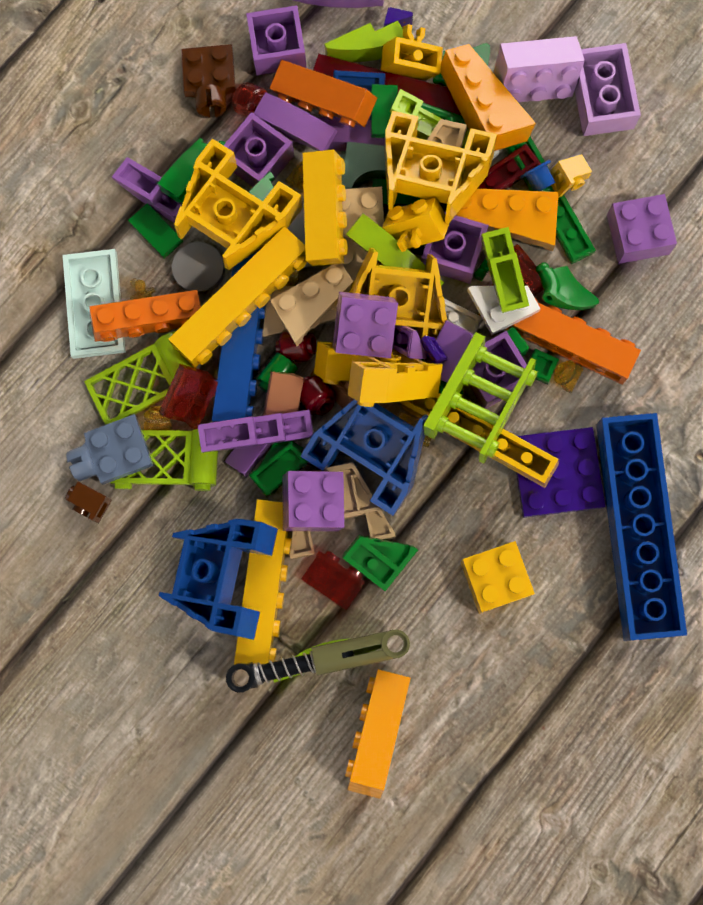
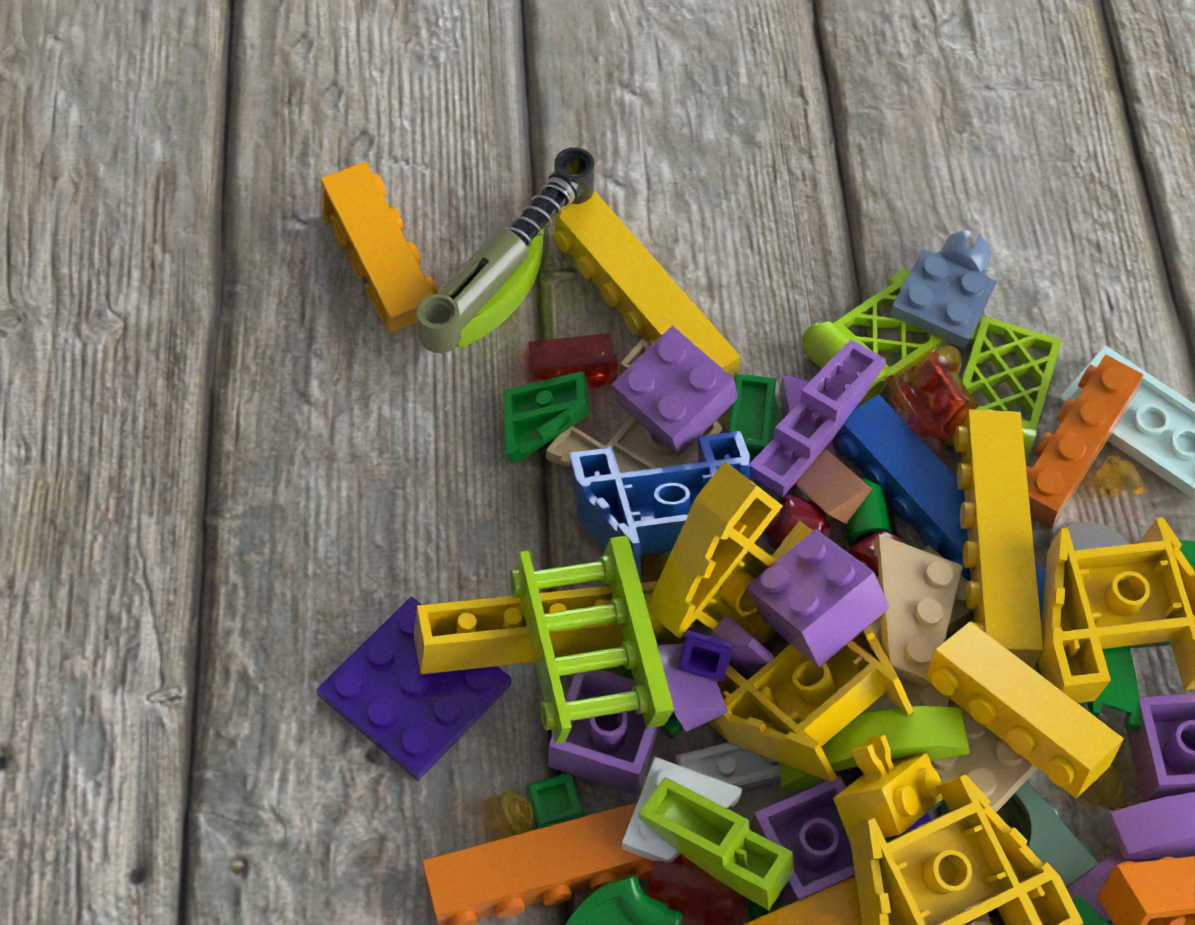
camera: 130 degrees right, 20 degrees down
(88, 501) = (914, 230): reddish brown brick -> none
(210, 571) = (720, 249): blue wedge -> none
(497, 577) = (383, 498): yellow brick -> none
(519, 342) = (612, 793): green tile -> none
(640, 527) = (253, 692): blue brick -> none

